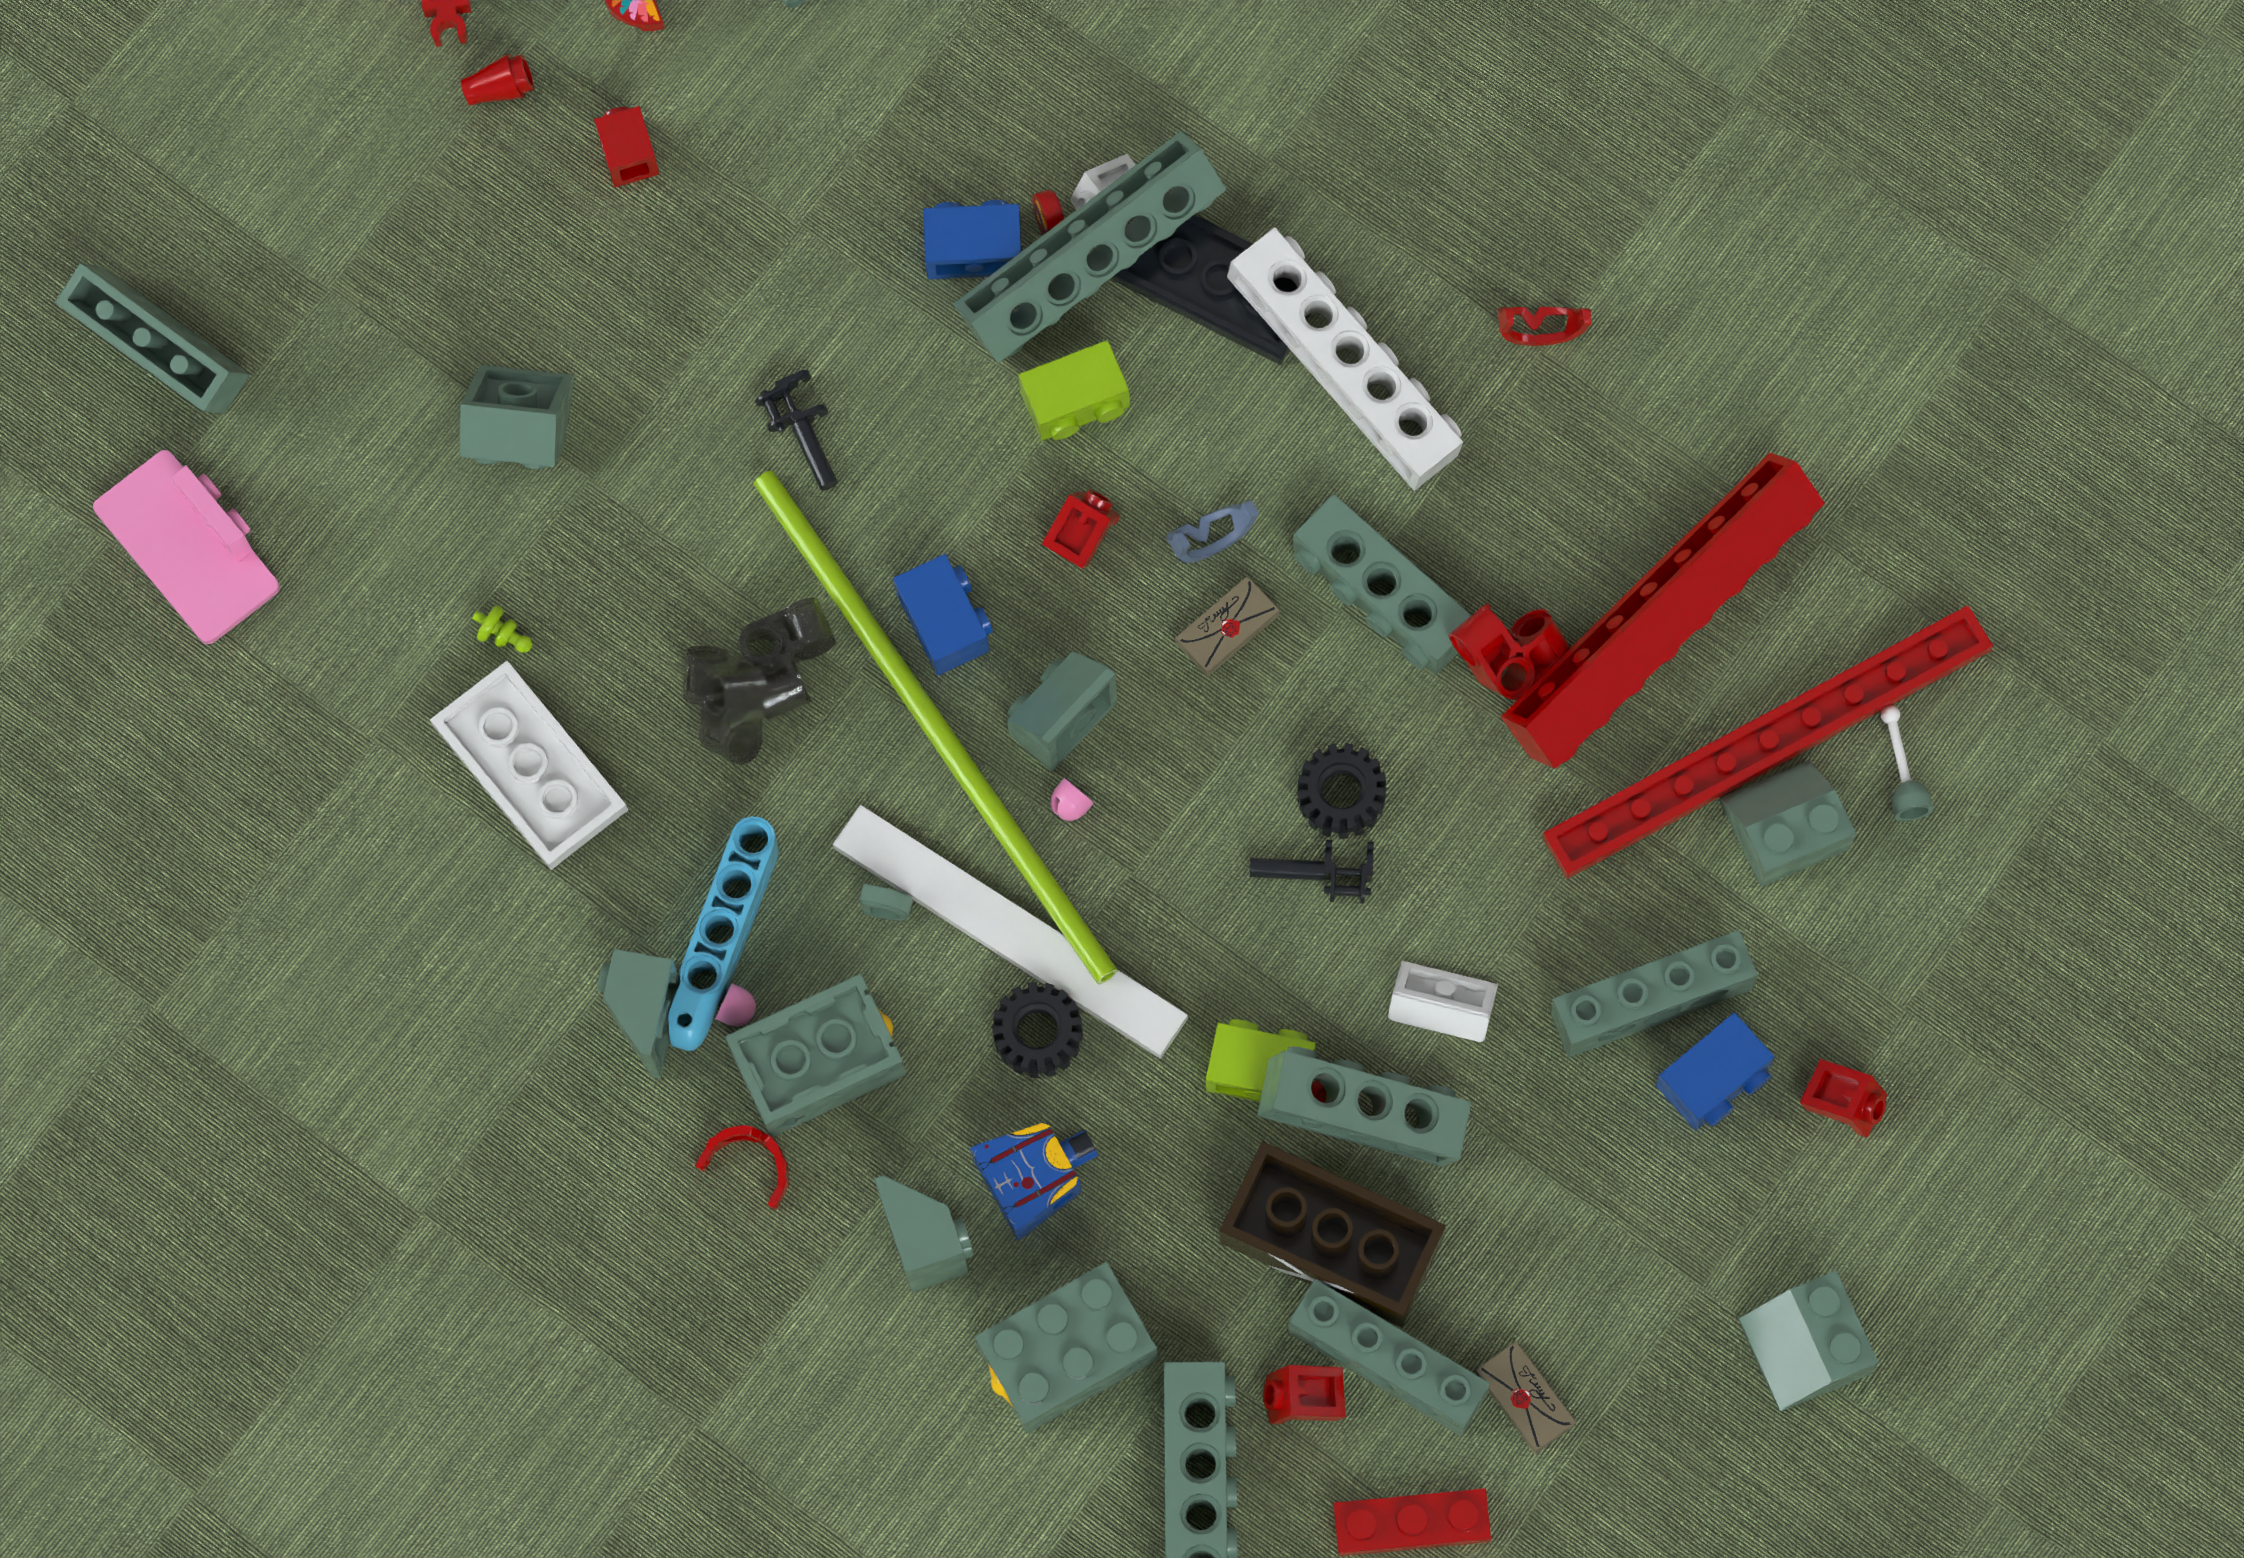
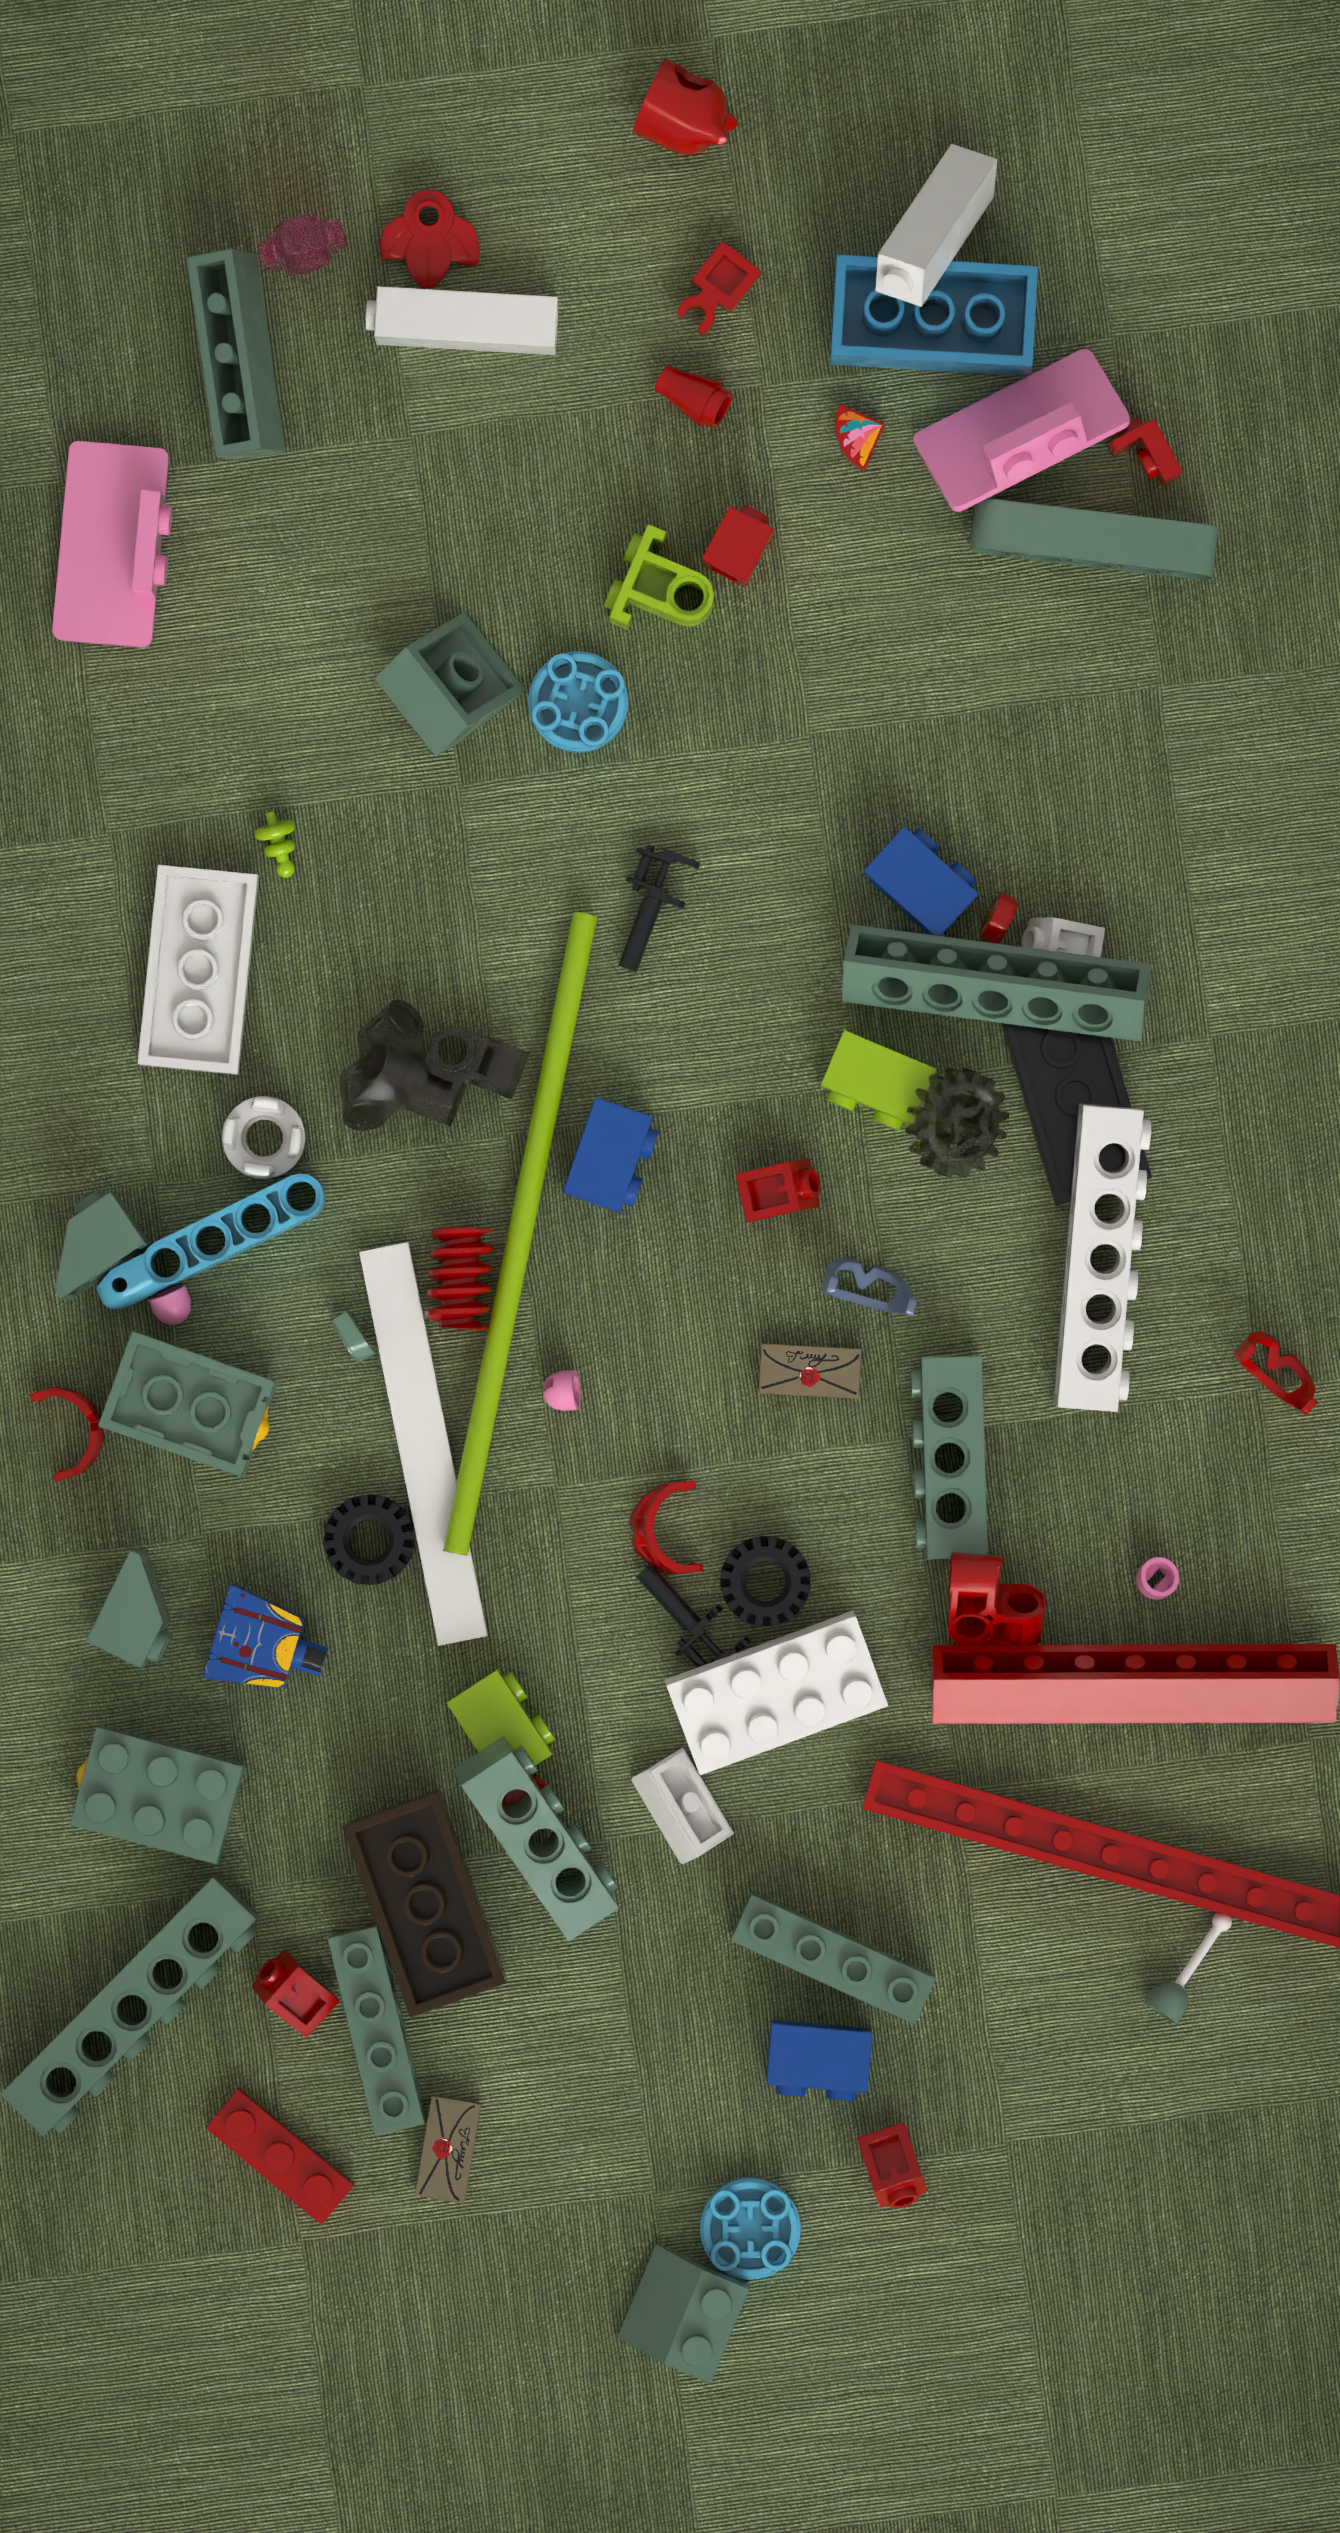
camera: 45 degrees right, 15 degrees up
(129, 226) = (302, 244): none -> clear pink gear
(218, 157) = (430, 246): none -> red plate
(291, 177) = (464, 320): none -> white brick
(594, 220) = (654, 583): none -> lime pin
(618, 347) = (578, 701): none -> medium azure tile
(674, 809) = (236, 1129): none -> white piece
(917, 791) = (459, 1278): none -> red piece
(1063, 708) = (622, 1316): sand green slope -> none
(1157, 364) = (957, 1122): none -> clear smoke gear
(1266, 844) = (644, 1537): none -> red helmet
(1427, 857) = (776, 1692): none -> white plate
(1615, 526) = (1162, 1588): none -> bright pink hinge
(1788, 822) = (1063, 1925): sand green slope -> none
(1791, 1239) = (750, 2228): none -> medium azure tile

